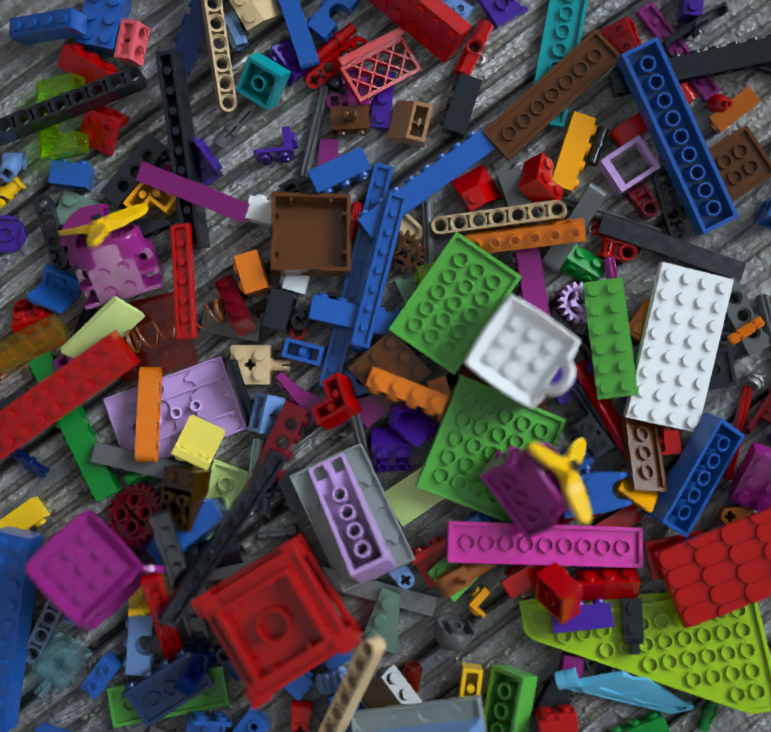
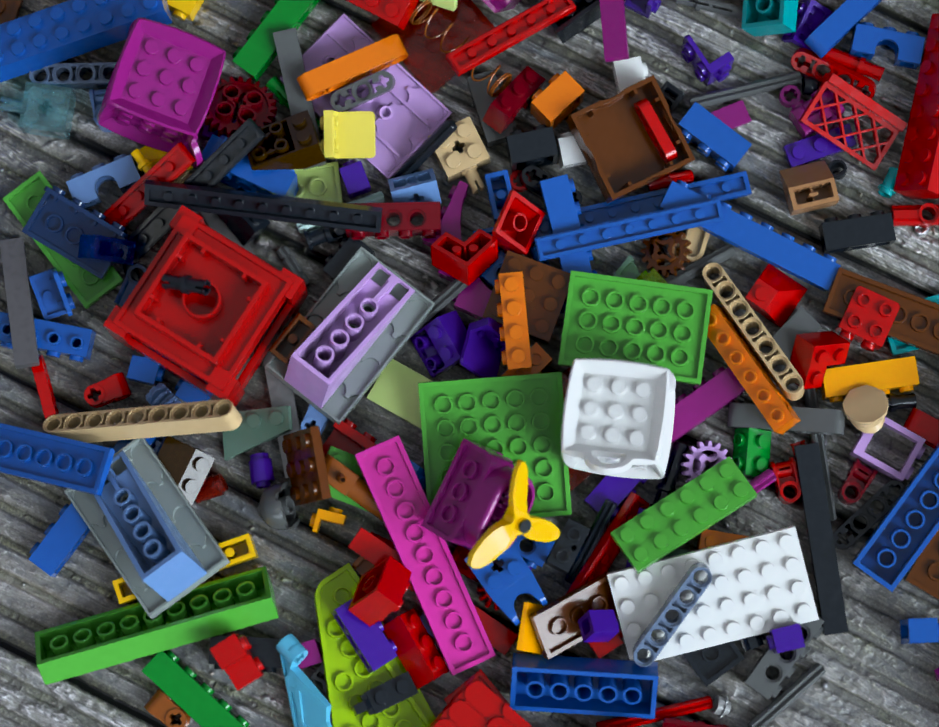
camera: 65 degrees right, 5 degrees down
(102, 674) = (52, 158): blue brick -> none
(166, 401) = (344, 92): none -> dark grey beam
(233, 453) = (355, 178): none -> dark purple brick
(257, 633) = (186, 284): none -> black pin
(313, 212) = (655, 130): none -> red beam
(332, 350) = (517, 224): none -> red slope
(335, 564) = (292, 338): none -> reddish brown brick
(350, 120) = (777, 122): reddish brown brick -> none
(403, 94) = (835, 166): none -> black hinge
(418, 631) = (261, 470): none -> dark purple brick
(436, 601) = (306, 466): none -> reddish brown plate
(438, 66) = (887, 187): none -> teal pin
(531, 130) = (868, 319): none -> red bracket
(596, 165) = (866, 408): none -> tan hat
(661, 442) = (598, 625): none -> dark purple brick
(688, 389) = (669, 626): none -> sand blue beam
(737, 310) = (785, 638): none -> dark purple brick
(745, 330) = (770, 661): orange axle -> none

